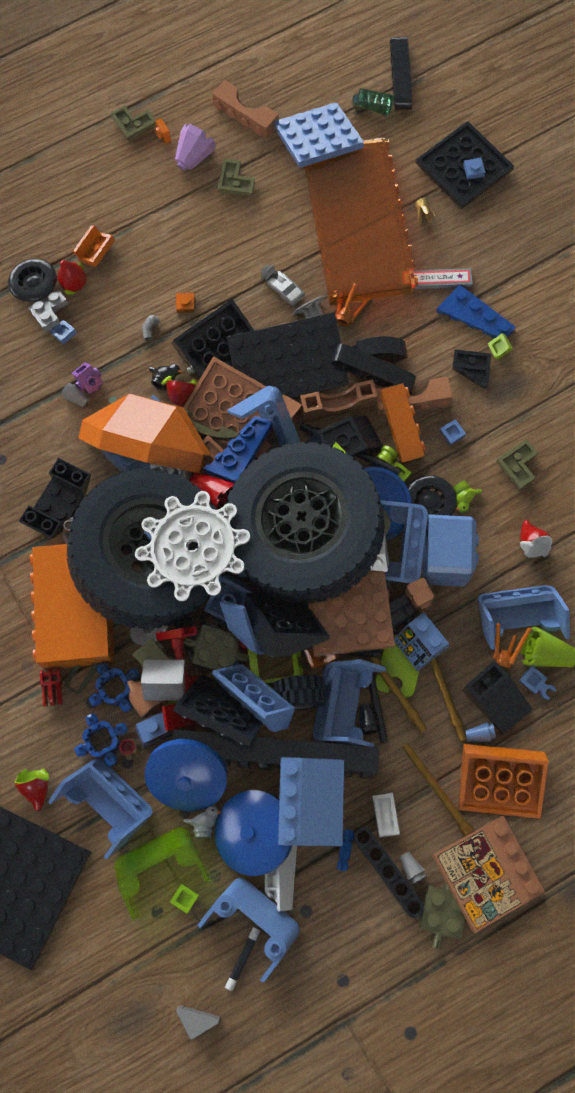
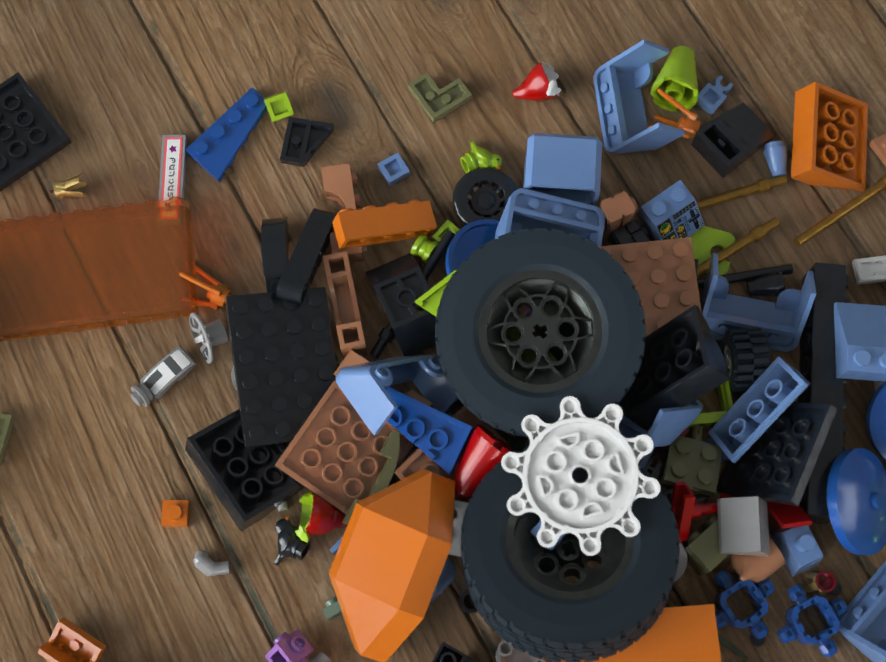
camera: 90 degrees left, 0 degrees up
(474, 168) = (16, 119): medium blue plate -> none

